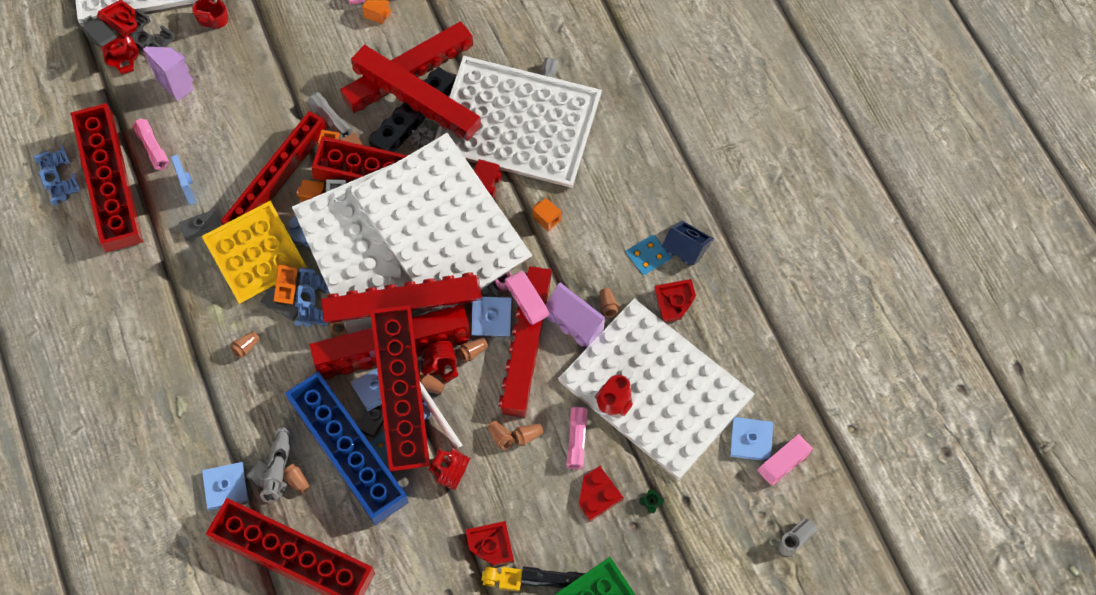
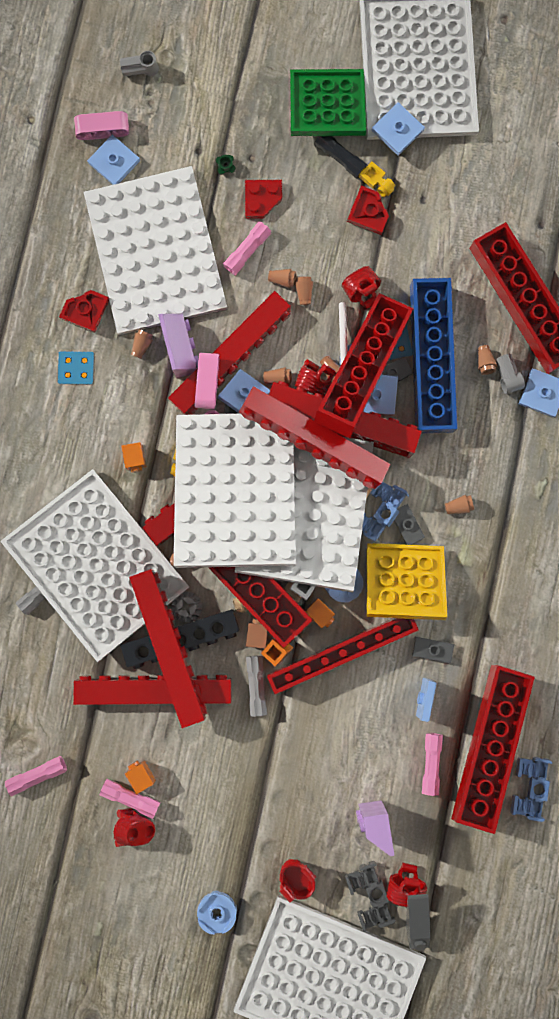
camera: 145 degrees left, 20 degrees up
(119, 17) = (388, 926): red plate -> none
(276, 464) = (502, 368): light grey piece -> none
(285, 284) = (396, 535): orange slope -> none
(615, 396) = (197, 249): red piece -> none
(687, 242) = (36, 351): dark blue slope -> none

